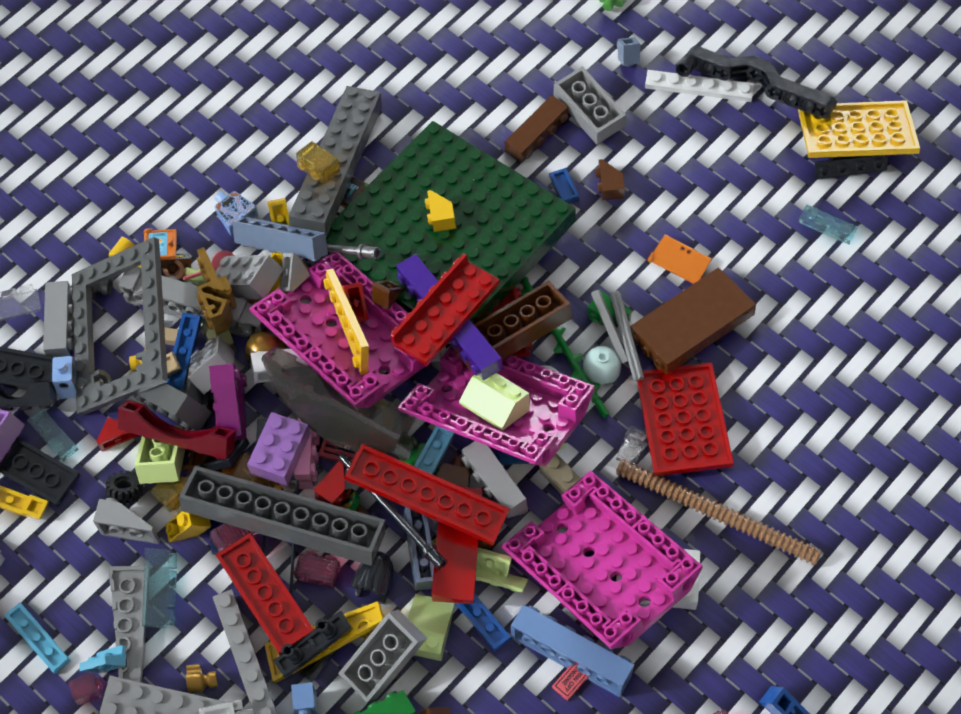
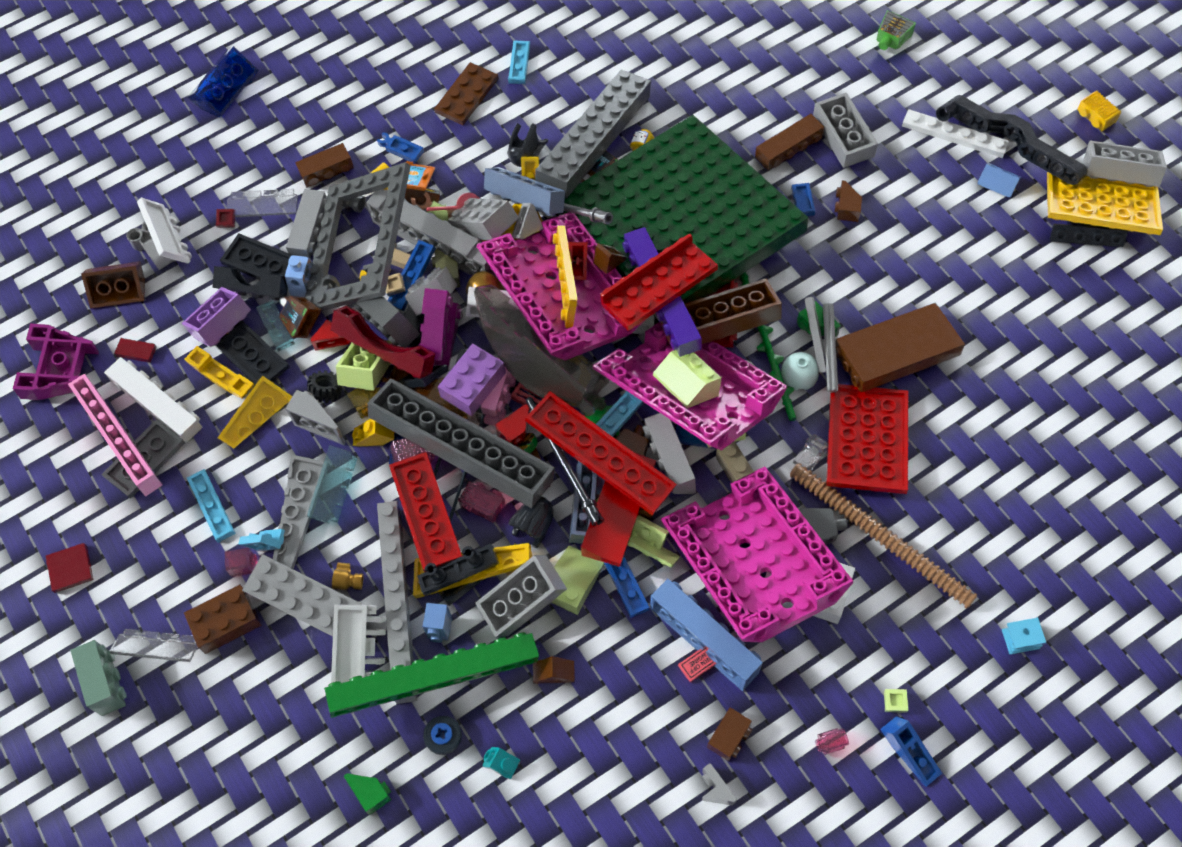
camera: 15 degrees right, 0 degrees up
(57, 529) = (255, 410): none -> yellow wing
(59, 251) = (324, 165): none -> reddish brown brick
(76, 419) = (298, 315): none -> reddish brown torso
(135, 215) = (401, 147): none -> blue plate
(188, 142) = (466, 93): none -> reddish brown plate
(214, 296) = (448, 228): pearl gold piece -> none
(233, 208) = (489, 157): torso -> none
(236, 97) = (519, 62): none -> medium azure tile
(268, 189) = (529, 147): none -> black hair
(317, 162) = (574, 127): clear yellow brick -> none
(385, 156) = (640, 138): none -> head
(441, 212) = (679, 195): yellow slope -> none
(628, 51) = (894, 88): sand blue brick -> none
(660, 513) = (824, 523): none -> dark grey torso
(680, 262) = (899, 291): orange door -> none
(752, 126) = (998, 180): none -> medium blue panel
(767, 671) = (896, 700): none -> yellowish green plate
(827, 224) = (1053, 285): clear light blue plate -> none
(834, 34) = (1099, 111): none -> yellow brick
(870, 86) = (1125, 163): none -> light grey brick
(873, 579) = (1023, 636): none -> medium azure piece

